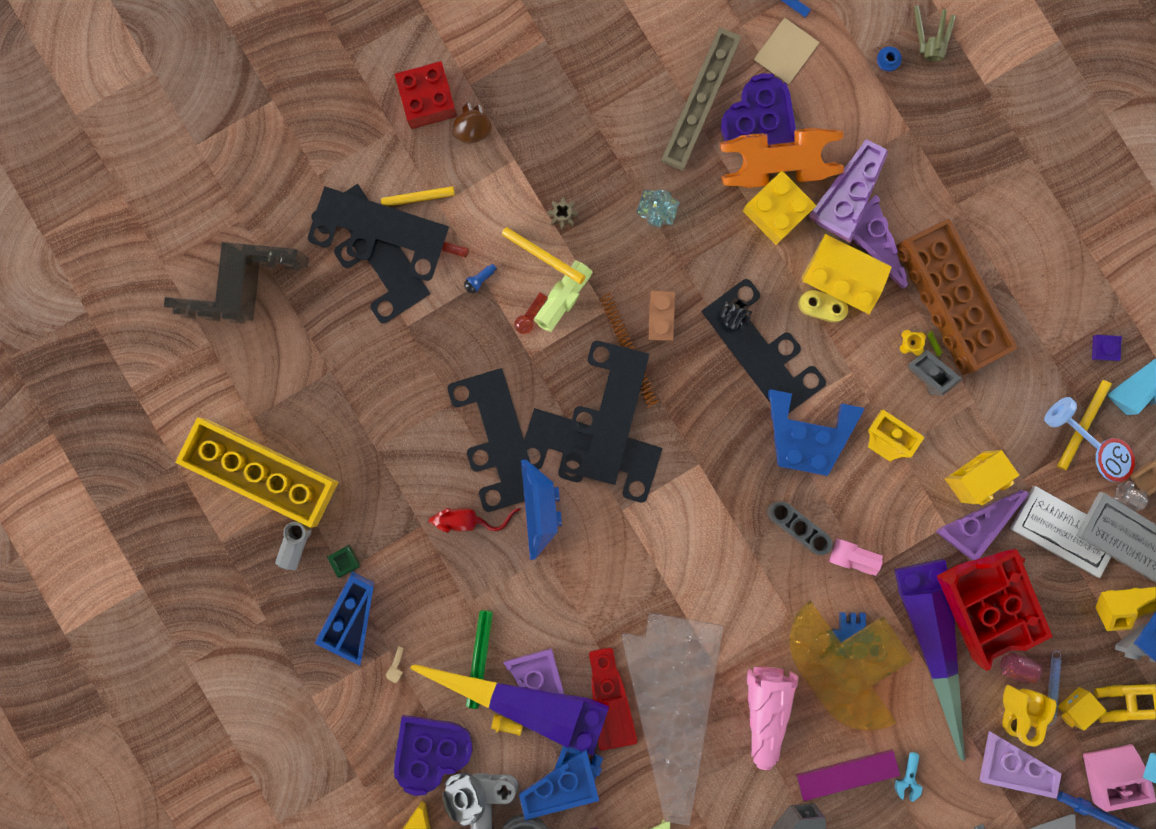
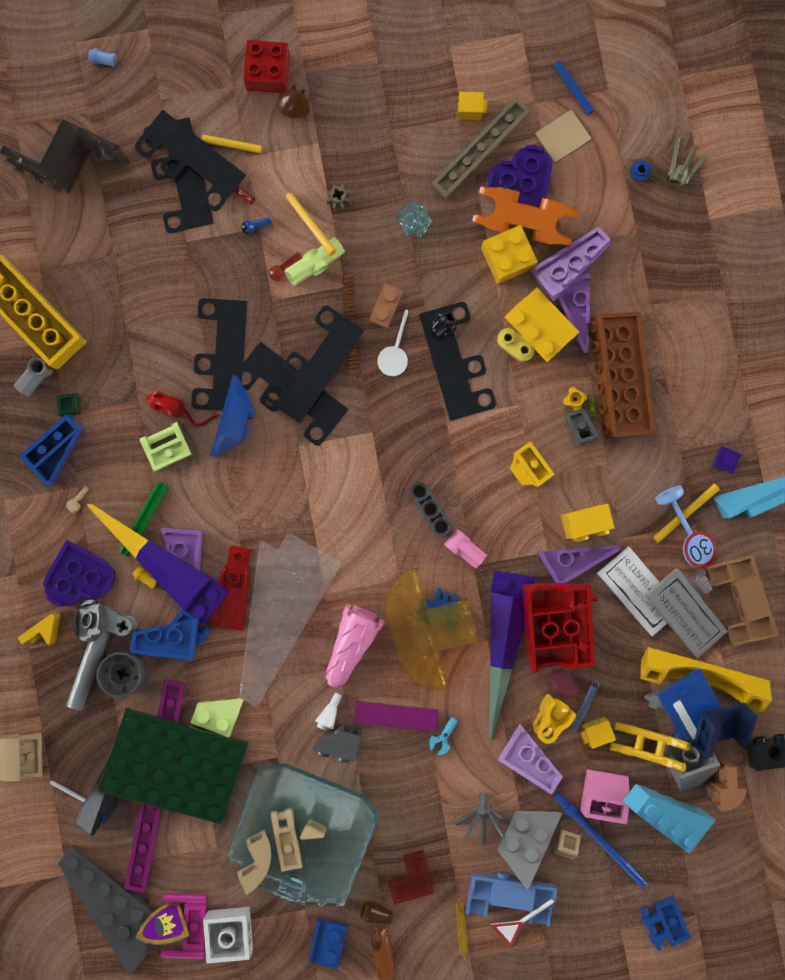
camera: 25 degrees right, 0 degrees up
(234, 152) = (101, 57): none -> light blue pin
(479, 574) = (169, 452): none -> yellowish green plate
(673, 55) = (471, 106): none -> yellow brick
(691, 373) = (393, 360): none -> white piece
(772, 805) = (328, 715): none -> white cone
(809, 445) = (460, 447): blue wing -> none

